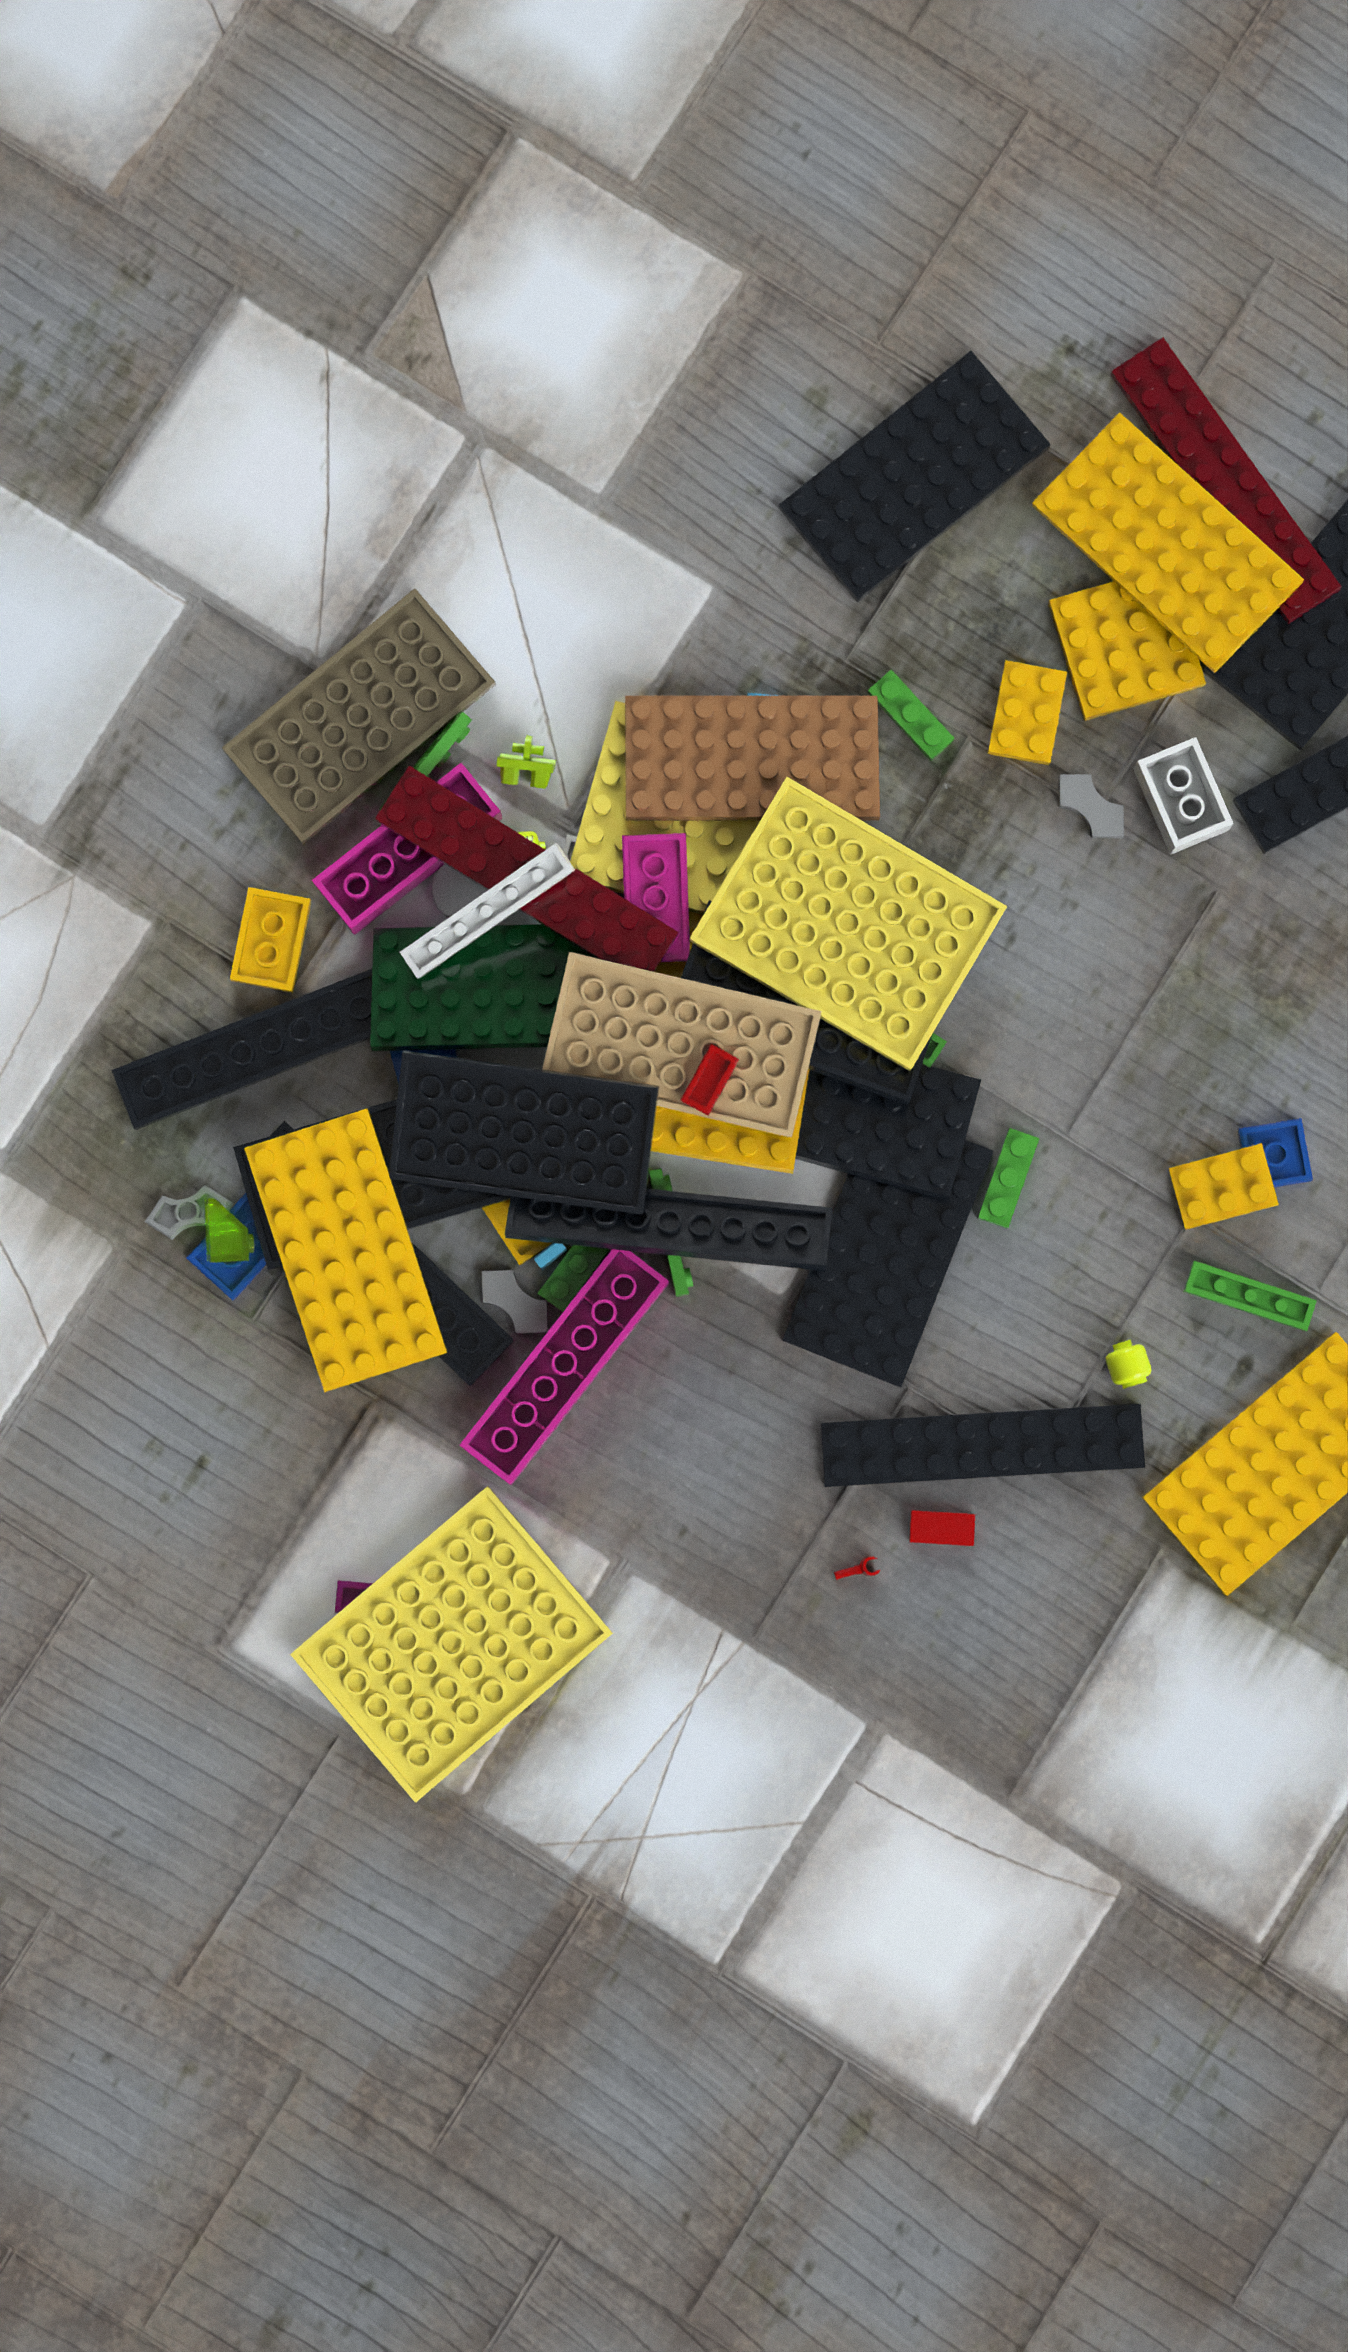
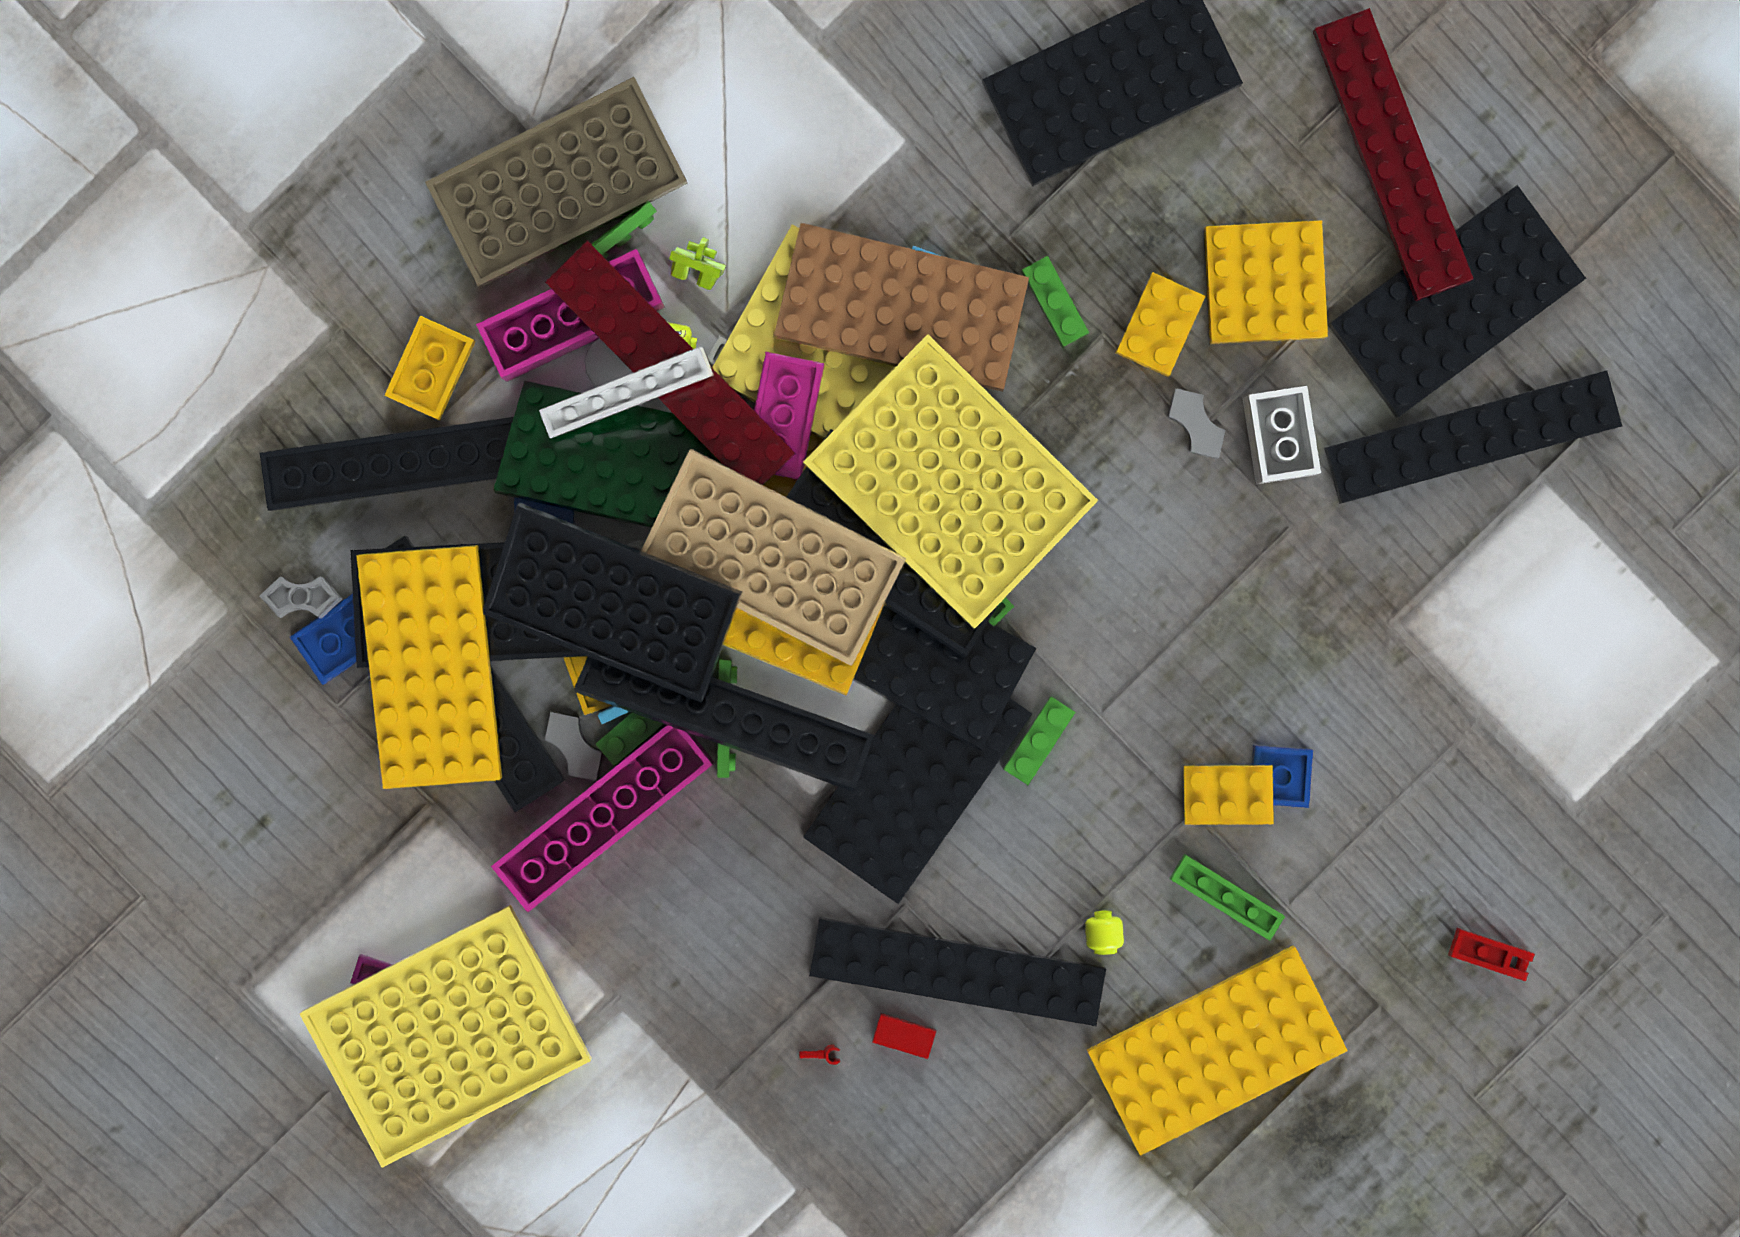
camera: 10 degrees right, 5 degrees up
(225, 1235) = (326, 628): clear neon green slope -> none
(709, 1079) = (789, 596): red tile -> none
(1167, 542) = (1326, 199): yellow plate -> none

